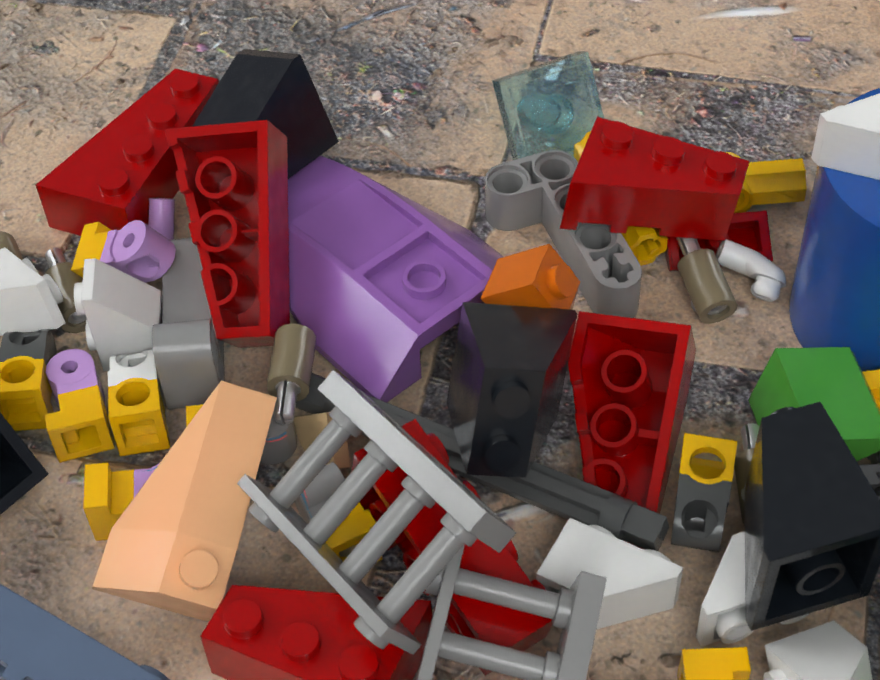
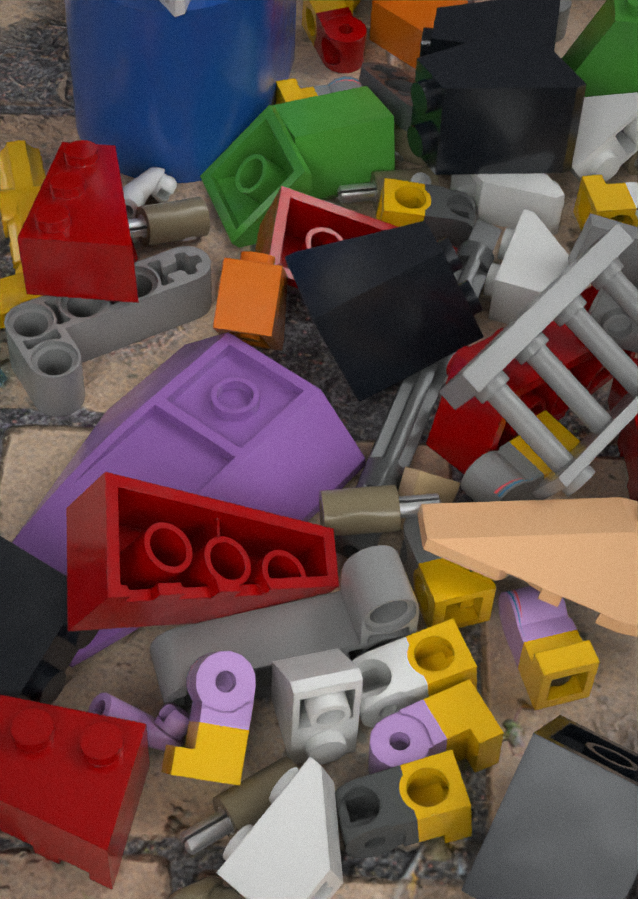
camera: 105 degrees left, 0 degrees up
(734, 362) = (252, 172): none -> bright green slope

